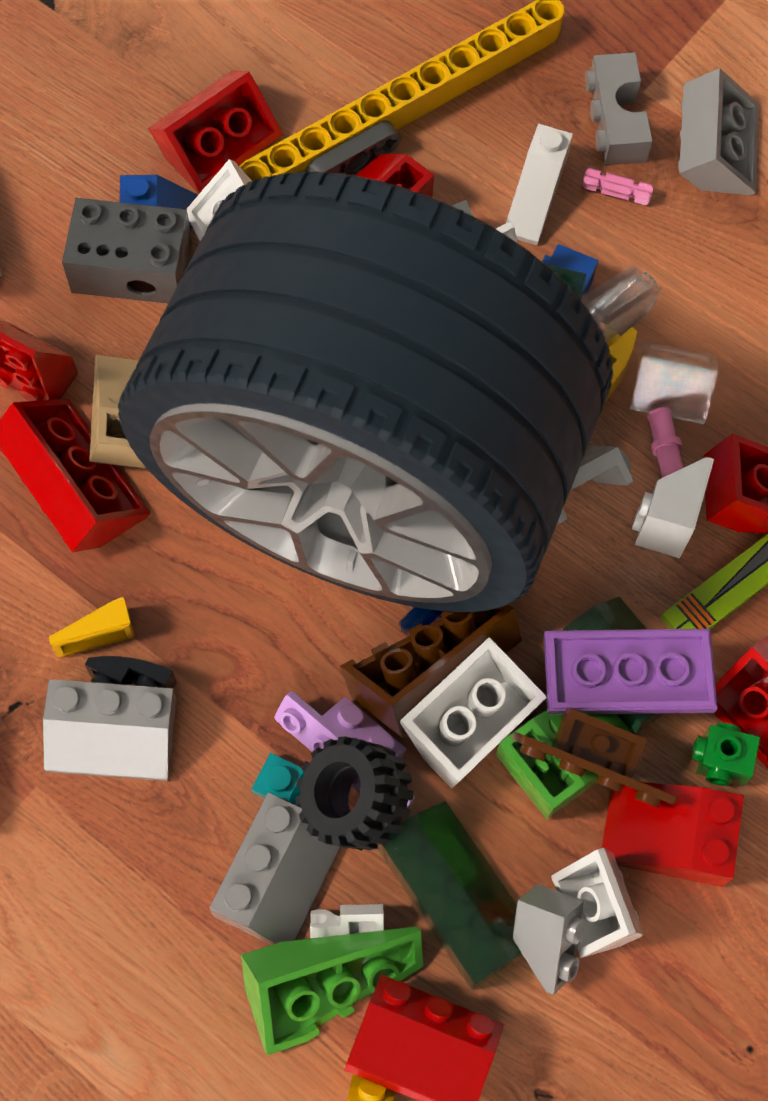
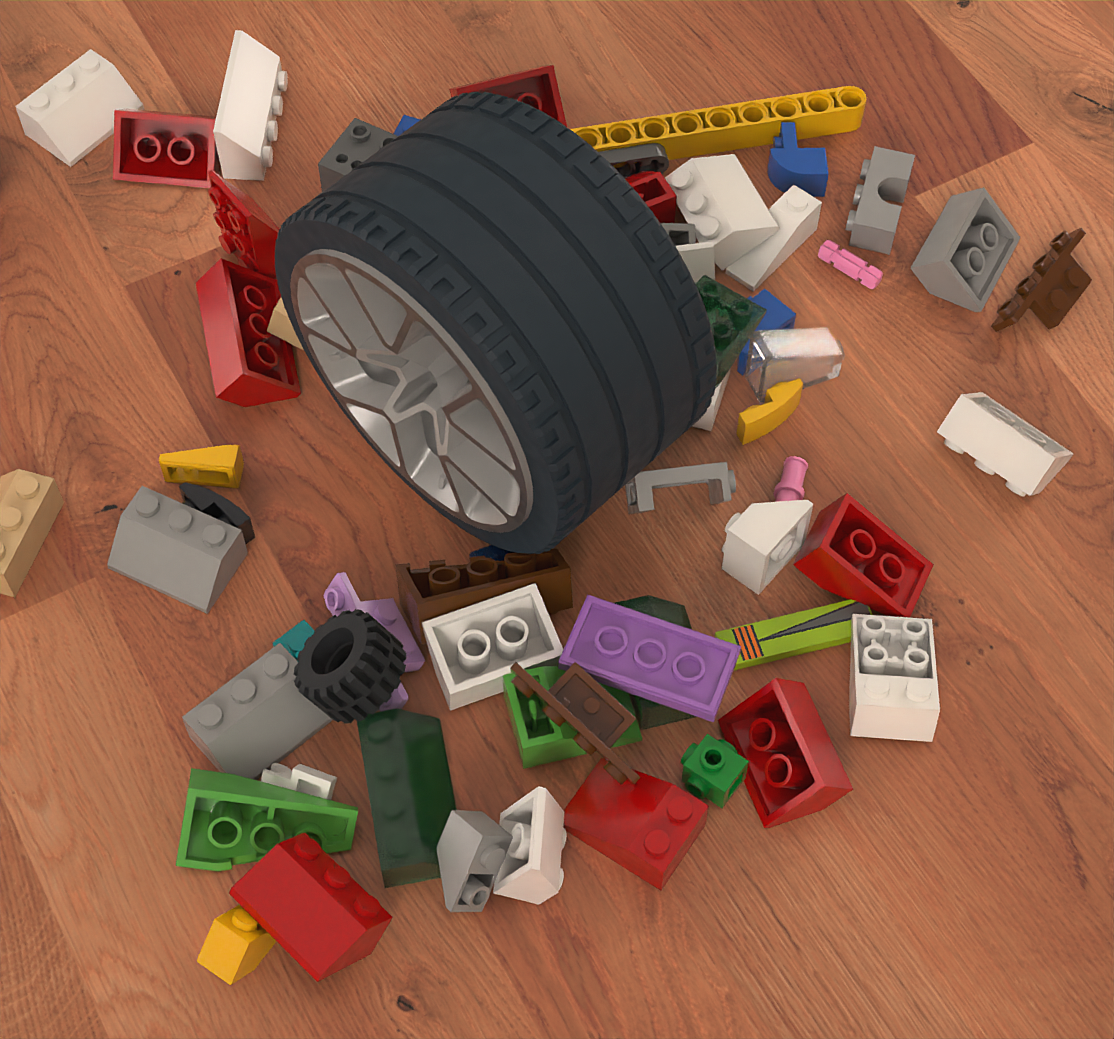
camera: 25 degrees right, 10 degrees down
(478, 168) = (722, 205): none -> white slope
(526, 102) = (797, 166): none -> blue brick
(674, 380) = (824, 440): clear slope -> none

